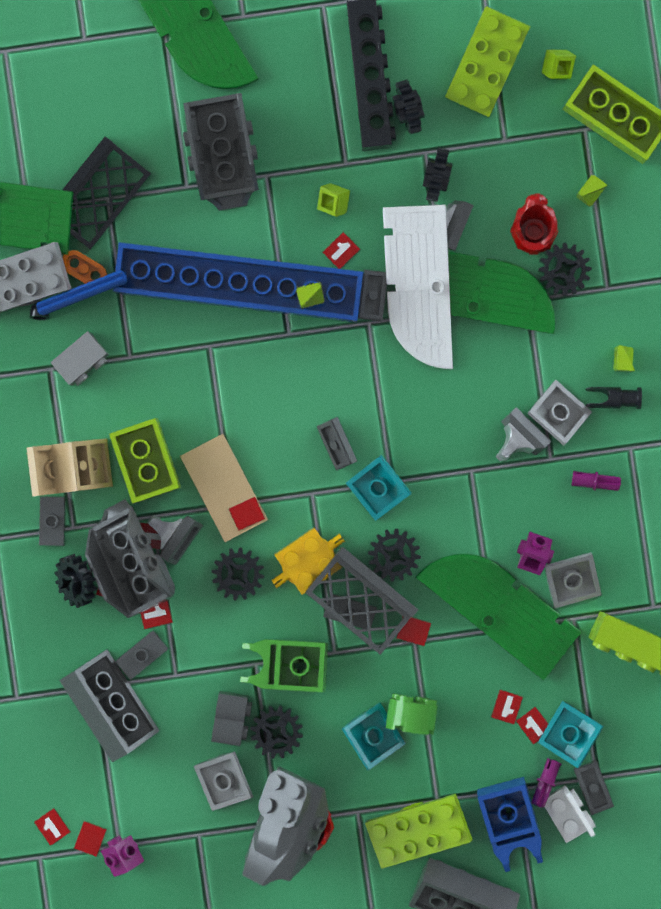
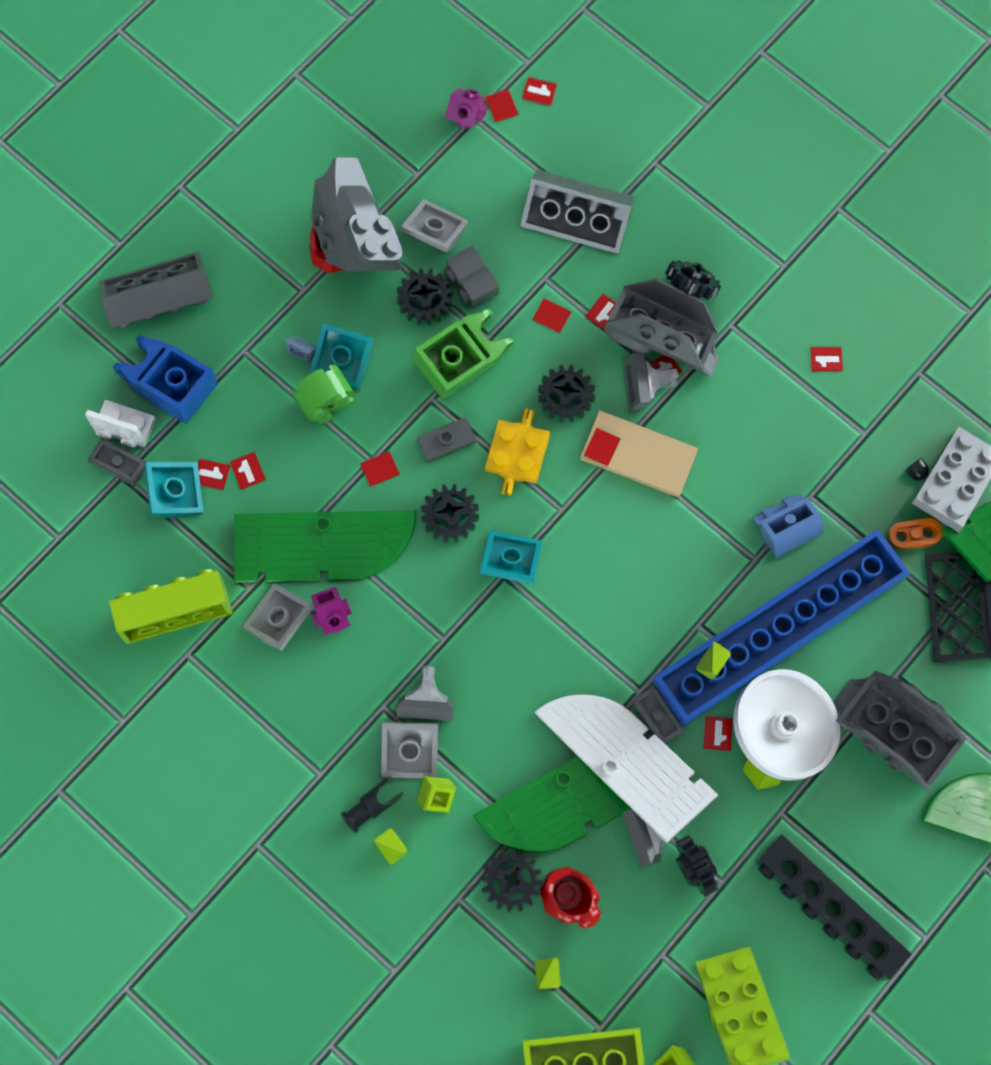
camera: 130 degrees right, 15 degrees down
(24, 440) = (826, 358): none -> red sticker
(52, 521) = (753, 315): dark grey plate -> none
(69, 467) = (779, 363): tan bracket -> none
(80, 359) = (850, 458): light grey brick -> none
(81, 292) = (901, 507): blue axle -> none
(142, 655) = (586, 271): dark grey plate -> none
(145, 460) = (723, 418): lime brick -> none
(166, 345) = (789, 524): none -> medium blue brick
(195, 643) = (551, 315): none -> red sticker
(293, 215) = (786, 725): none -> white dish
(336, 443) = (578, 565): dark grey plate -> none
(375, 584) = (441, 475): dark grey fence -> none
(395, 767) = (300, 348): none -> sand blue slope
(408, 106) = (774, 905): black gear -> none
(418, 830) = (239, 310): lime plate -> none
(546, 783) = (162, 433): magenta axle -> none
(565, 368) = (436, 794): none -> lime slope
(594, 481) = (328, 717): magenta axle -> none

